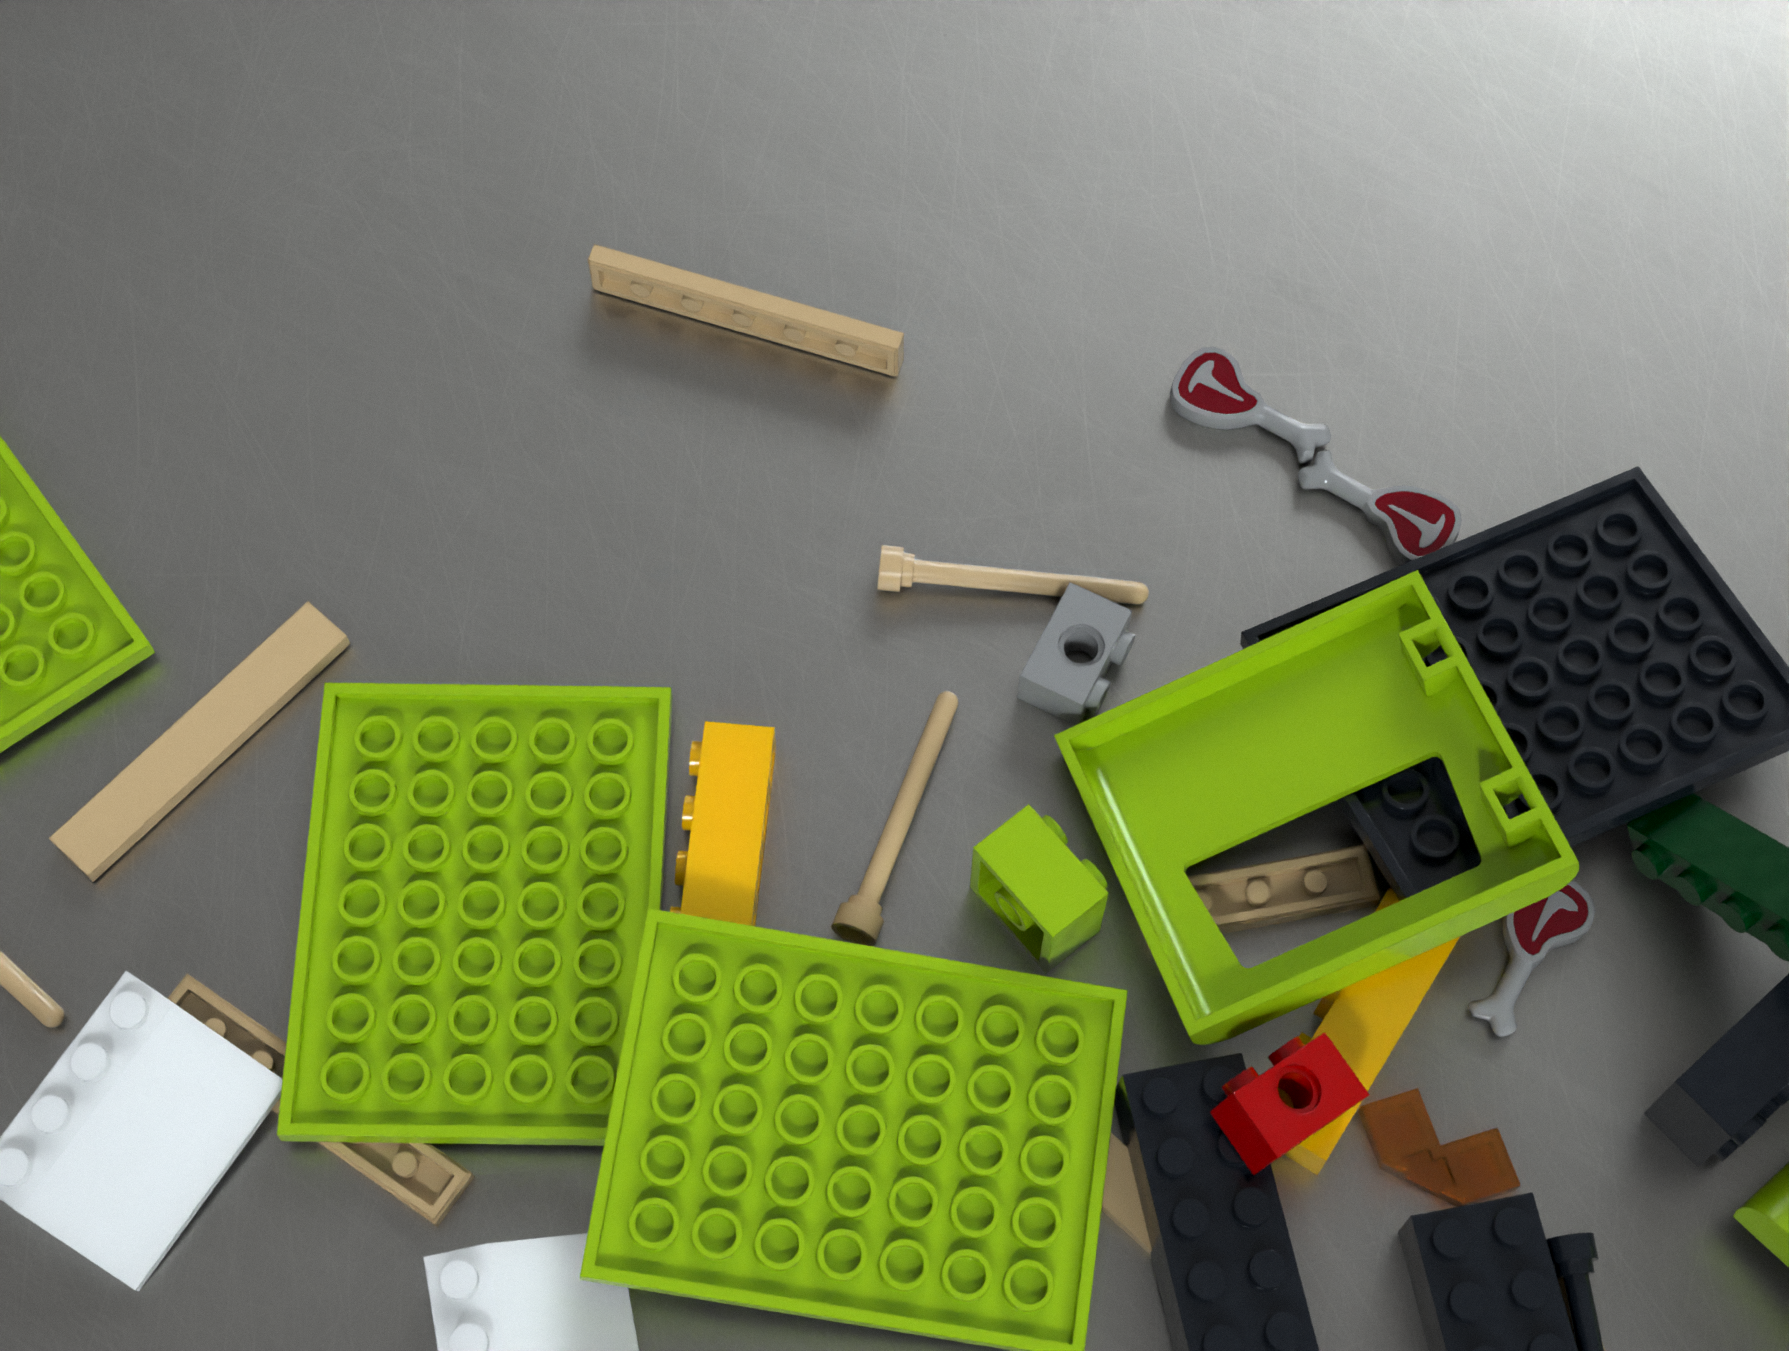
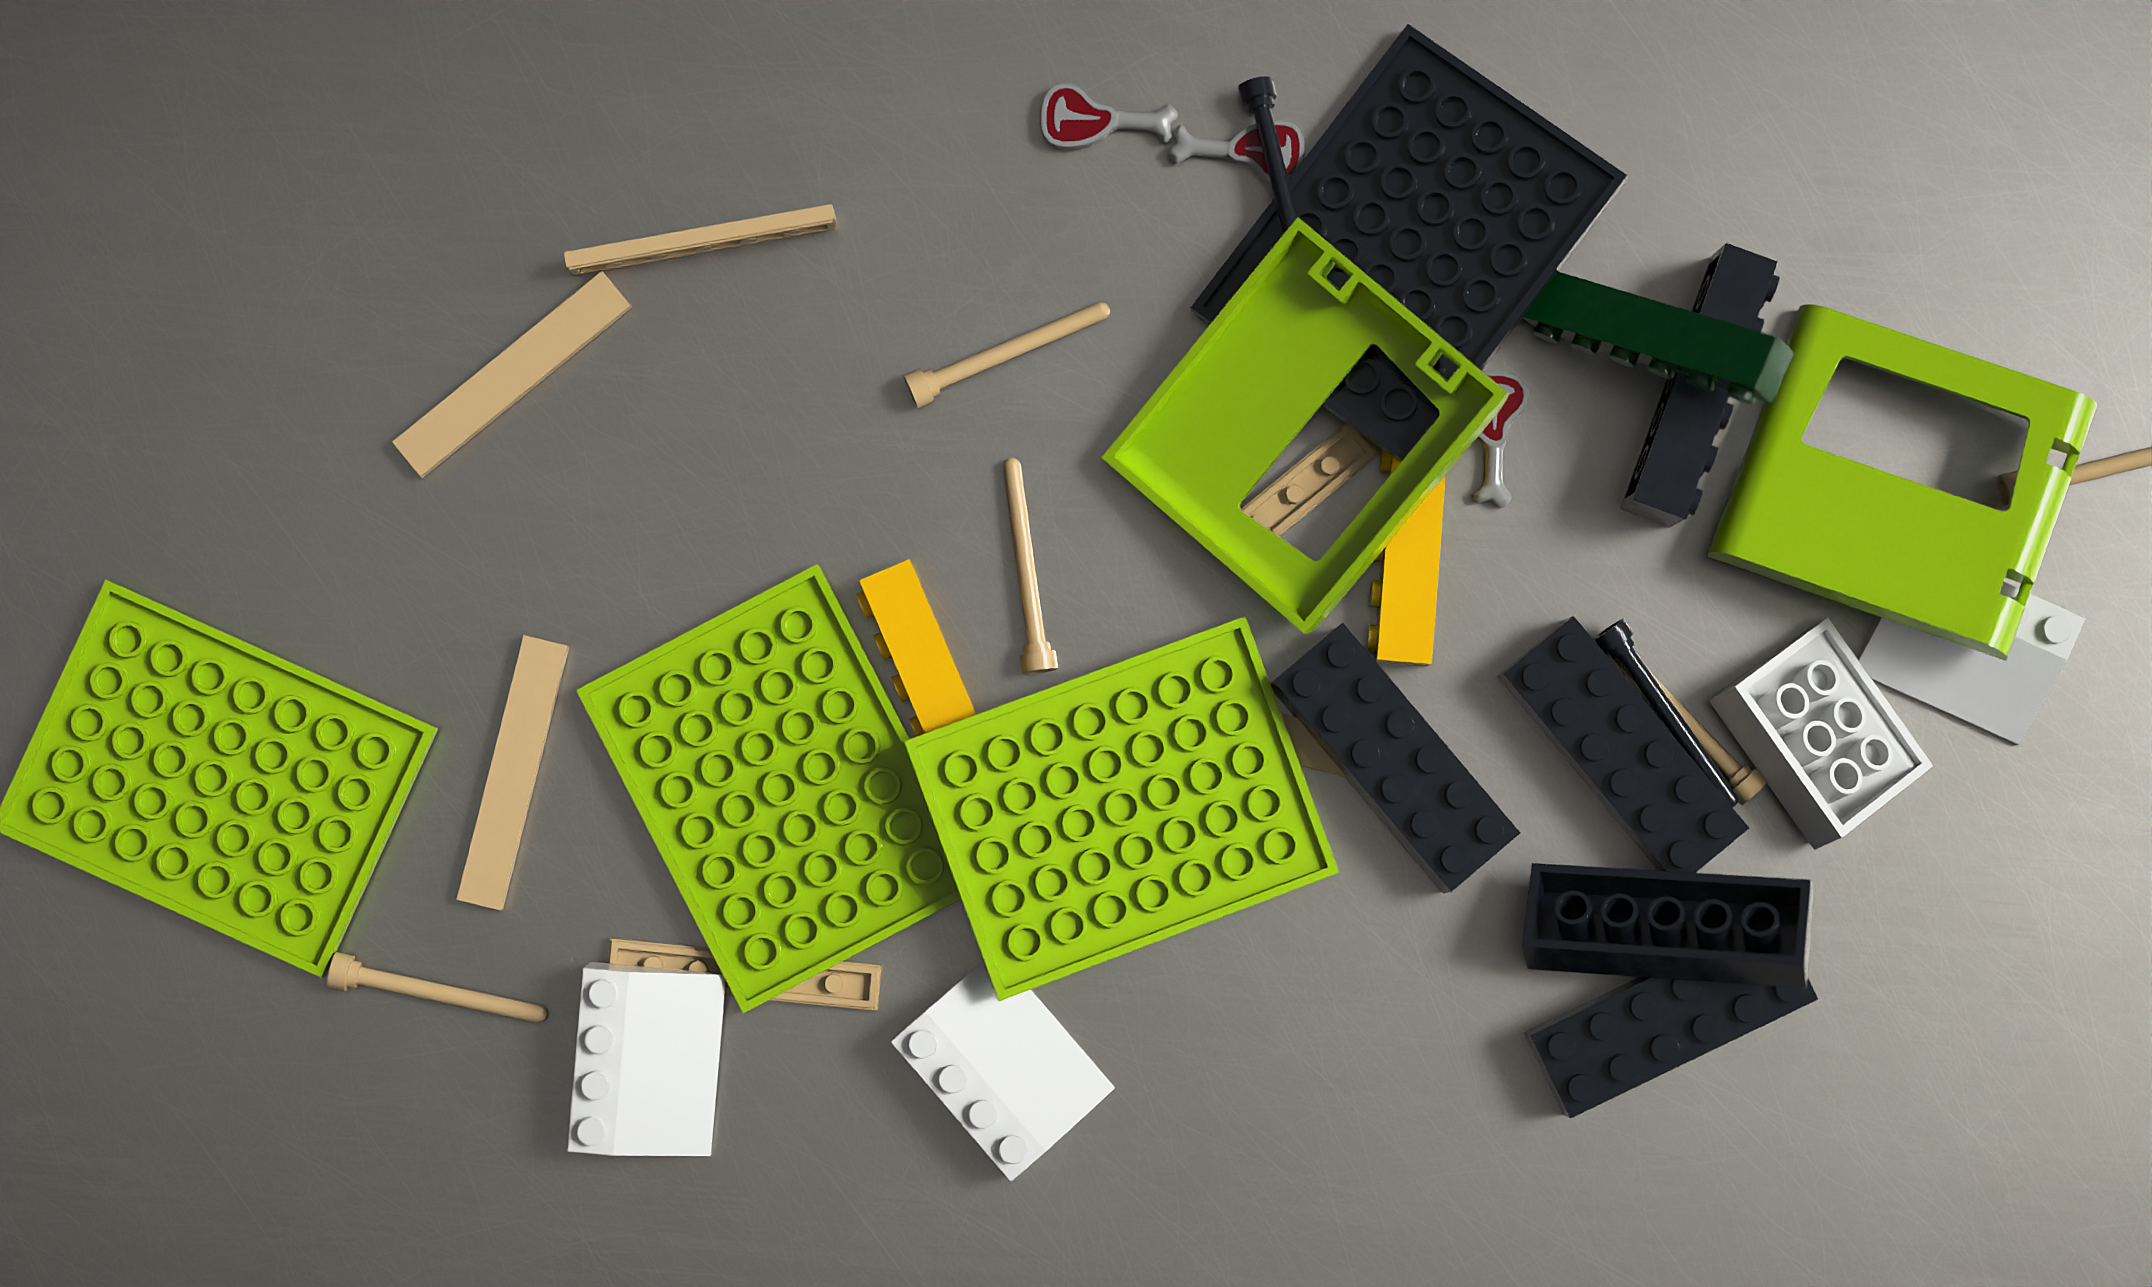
camera: 30 degrees left, 20 degrees up
(467, 346) = (512, 374): none -> tan tile
(1039, 887) = (1151, 577): lime brick -> none
(1078, 624) = (1078, 359): light grey brick -> none
(1266, 1127) = (1410, 628): red brick -> none
(1430, 459) = (1259, 97): none -> black piece
(1455, 1172) = (1481, 619): clear orange tile -> none

